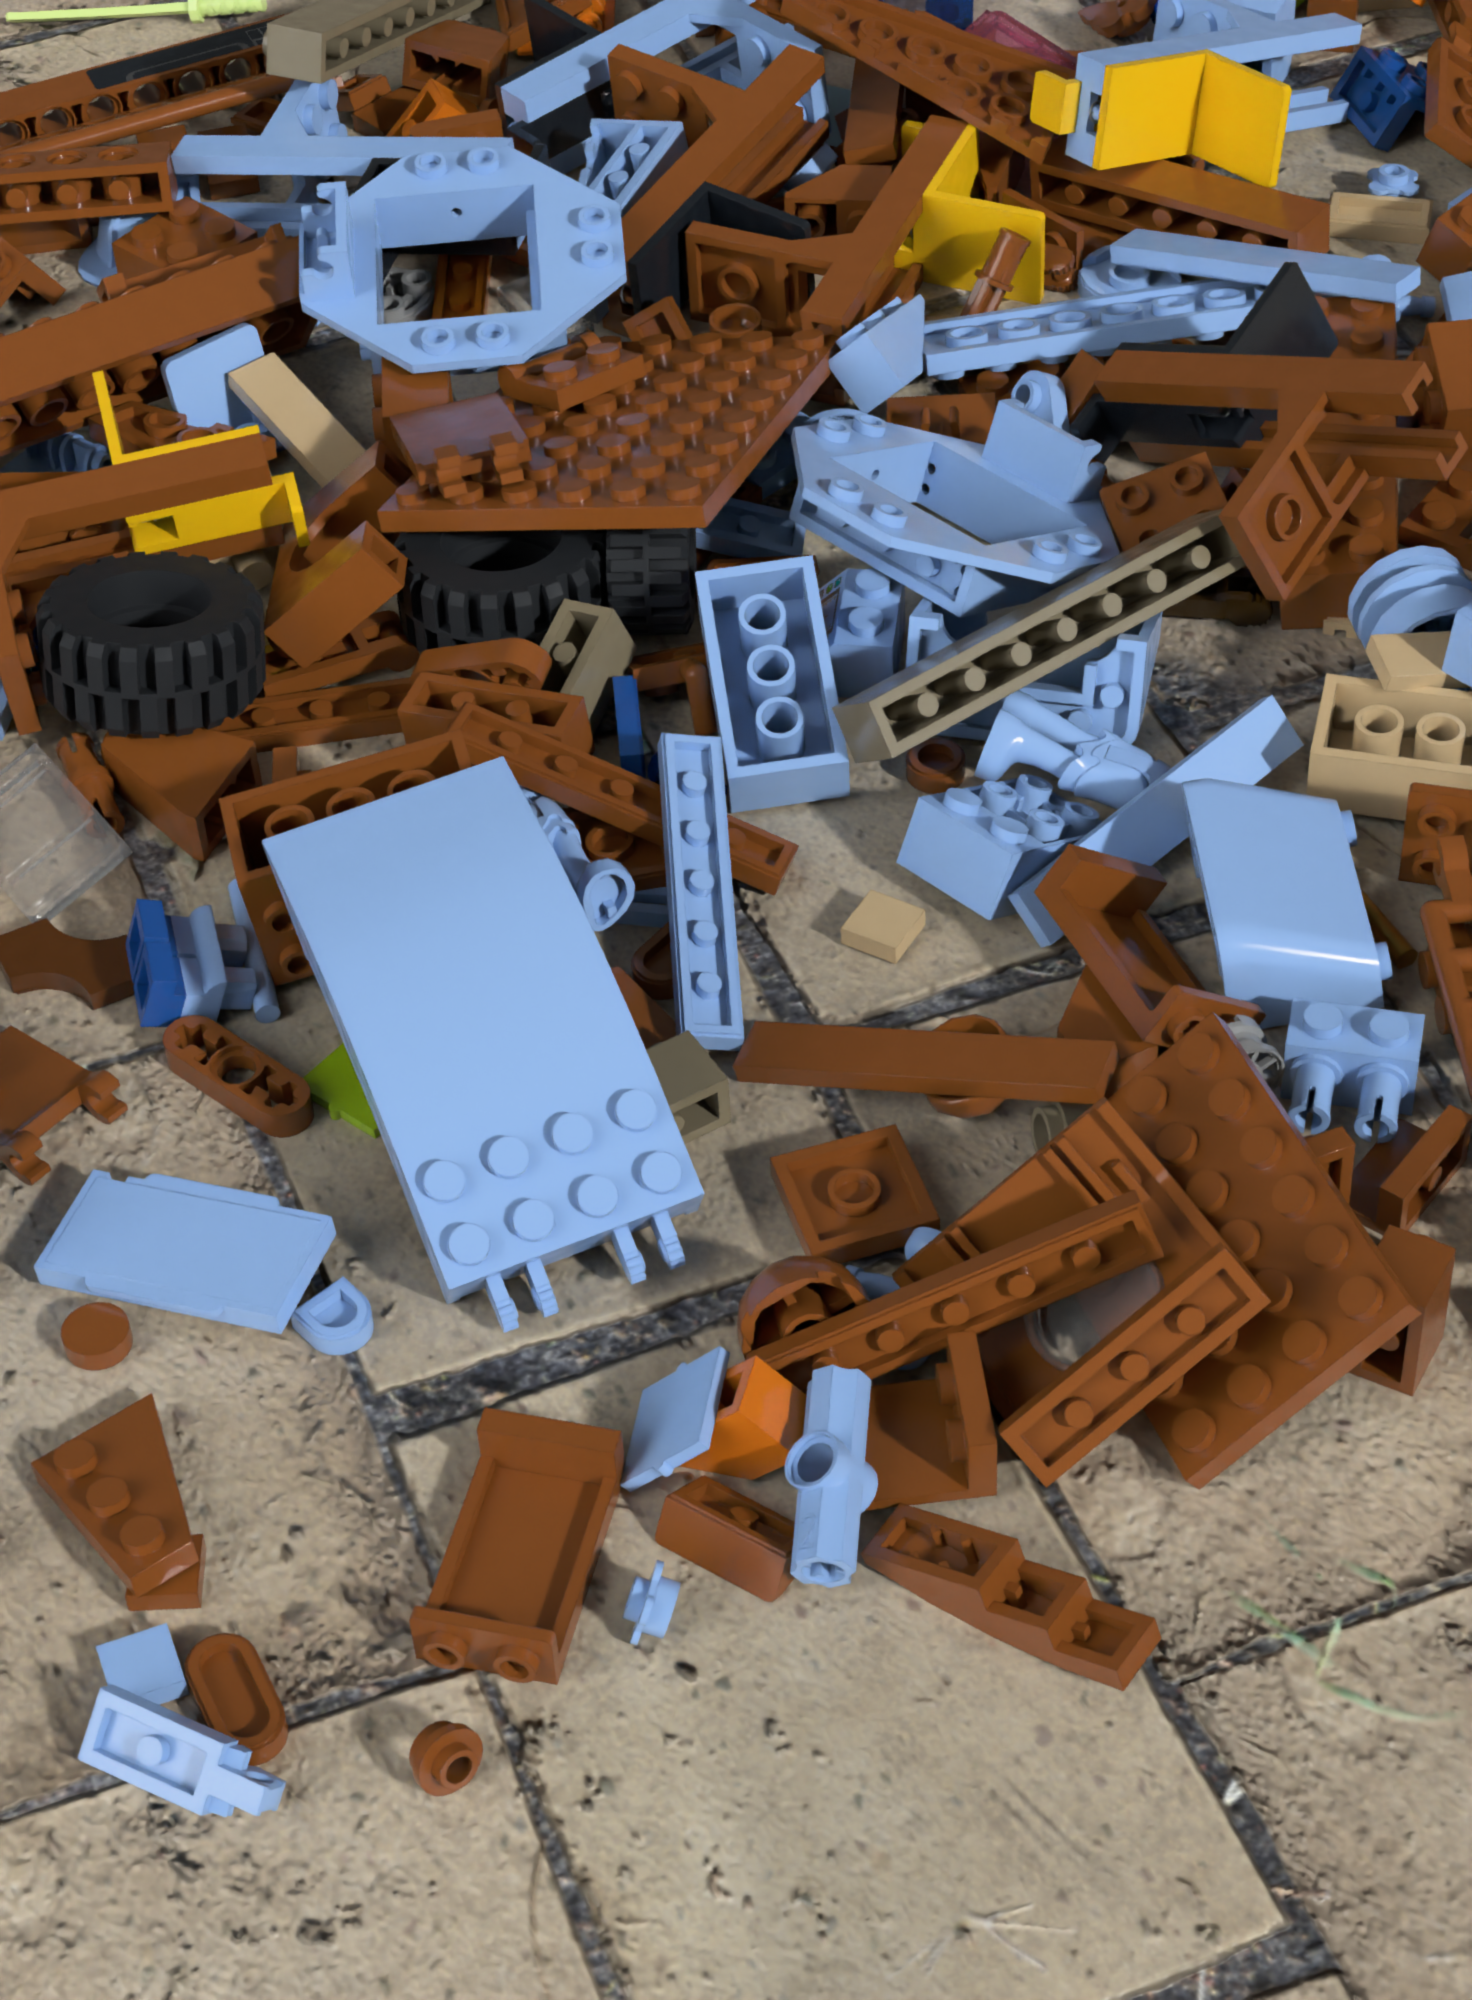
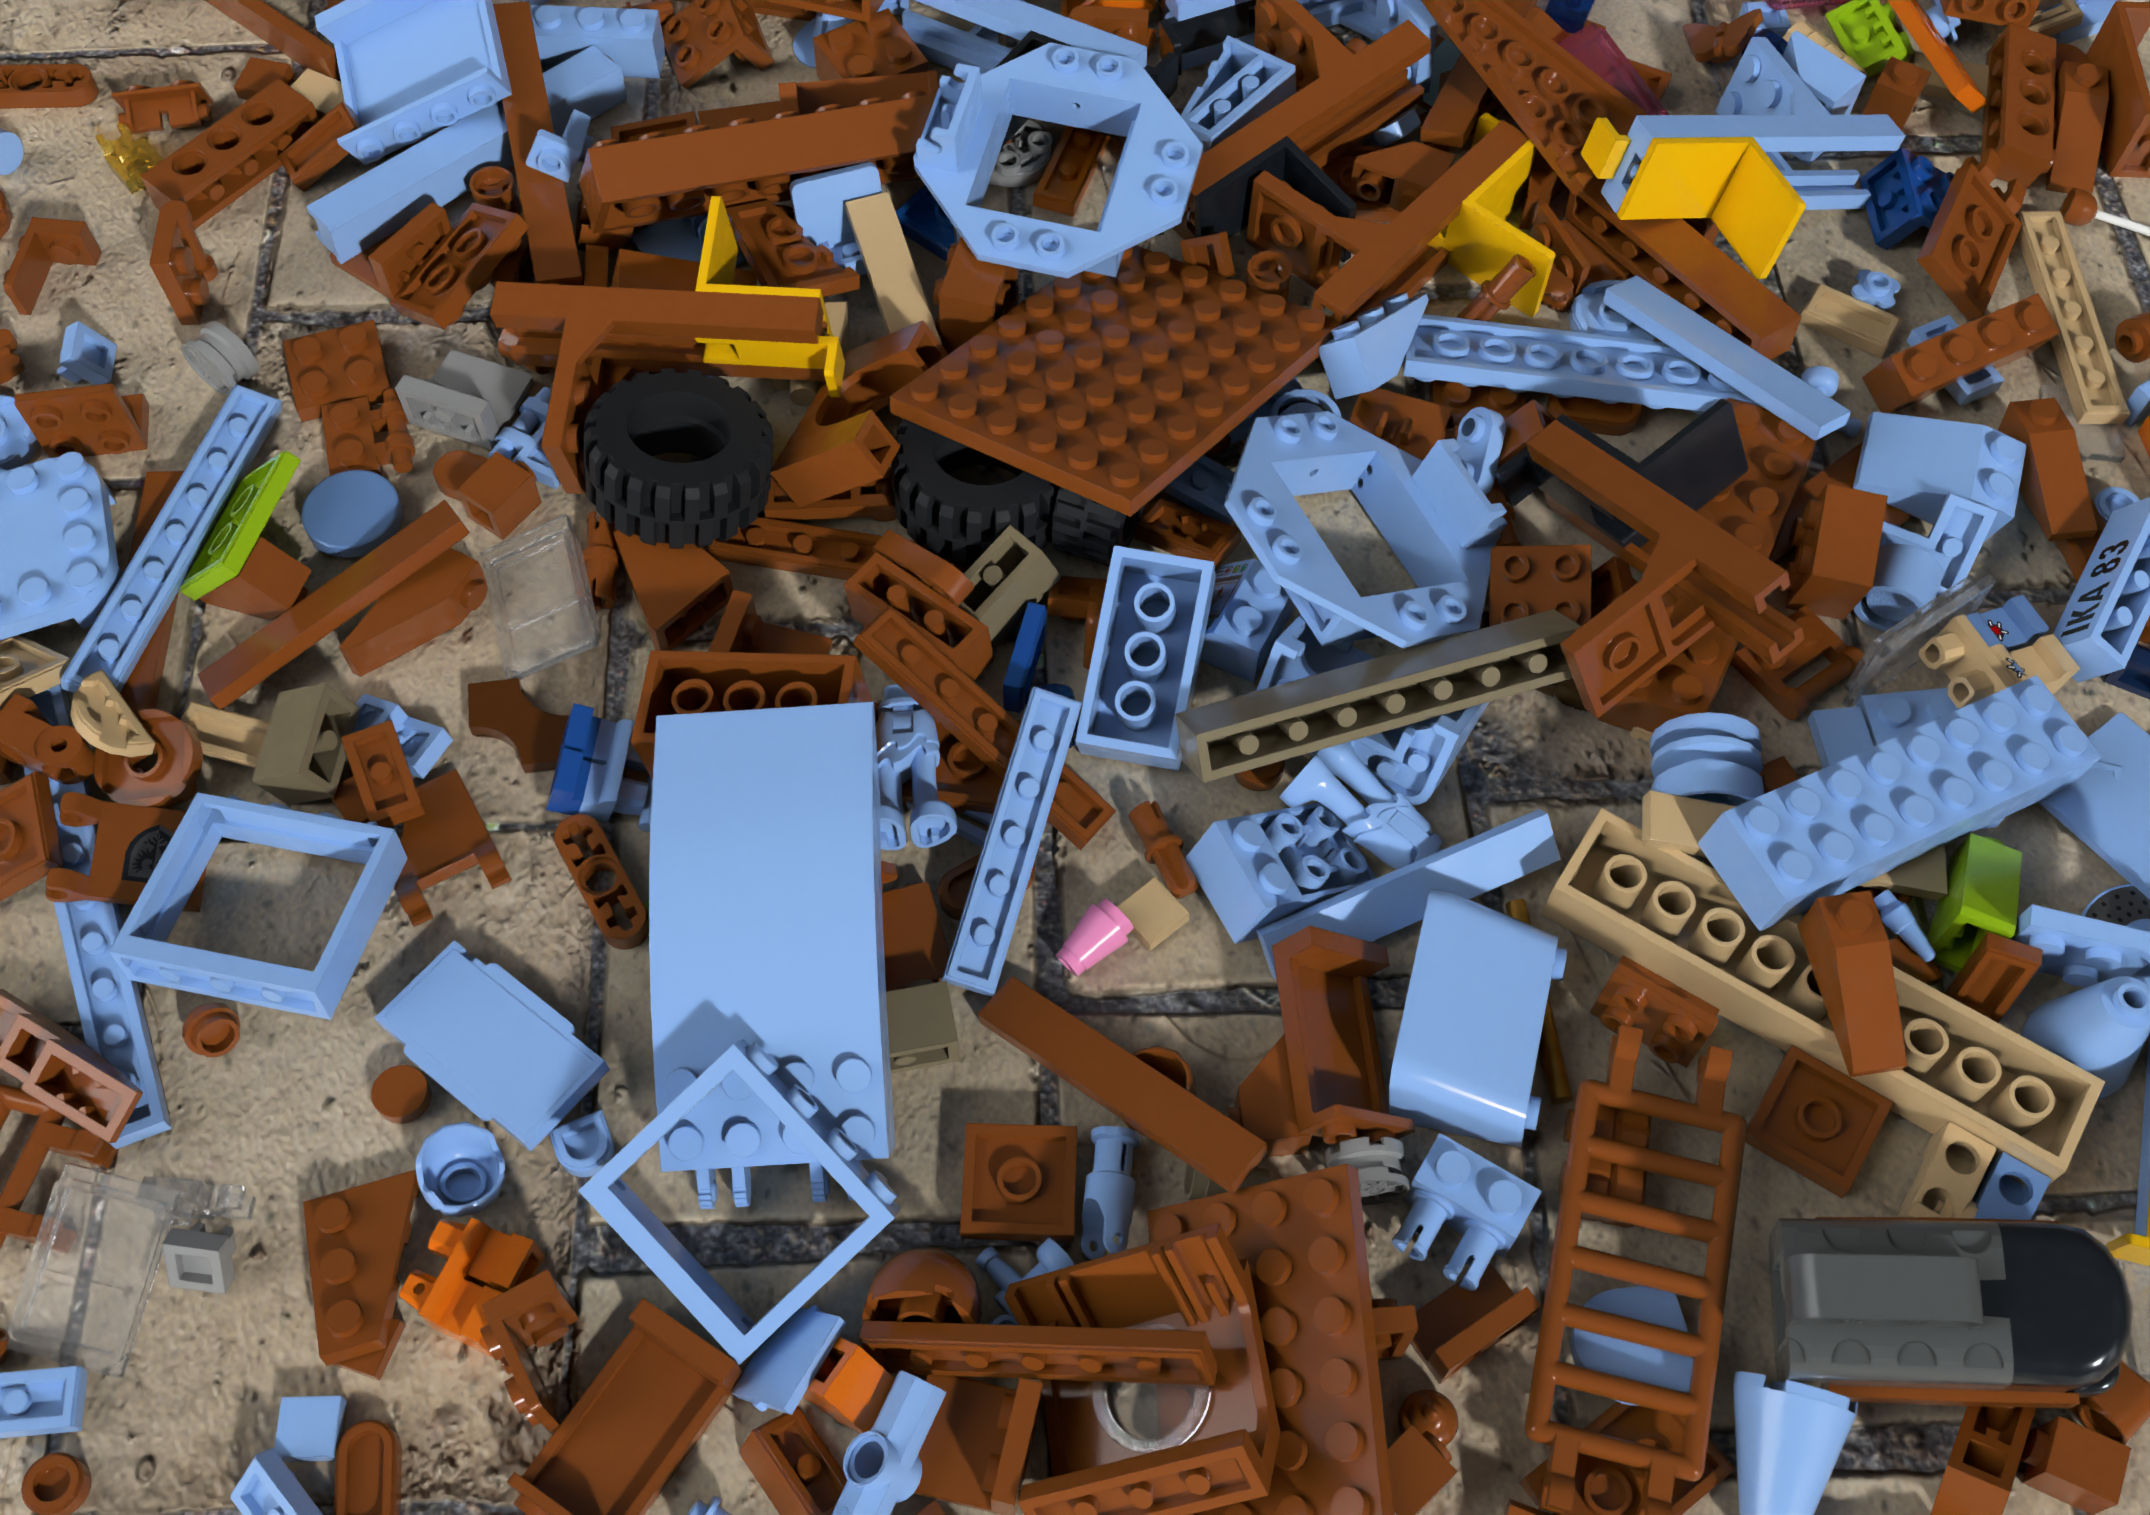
camera: 15 degrees right, 15 degrees up
(207, 1369) = (460, 1169): none -> light blue hair
(280, 1472) = (477, 1269): none -> orange hips
(329, 382) = (926, 223): none -> blue tile
(367, 1489) = (517, 1319): none -> dark orange bracket
(460, 441) = (981, 348): dark orange tile -> none
(502, 1359) = (675, 1264): none -> light blue window
(571, 373) = (1107, 297): dark orange plate -> none
(832, 957) = (1094, 937): none -> bright pink cone
(867, 862) = (1163, 848): none -> dark orange axle
(955, 1165) = (1109, 1191): none -> light blue piece

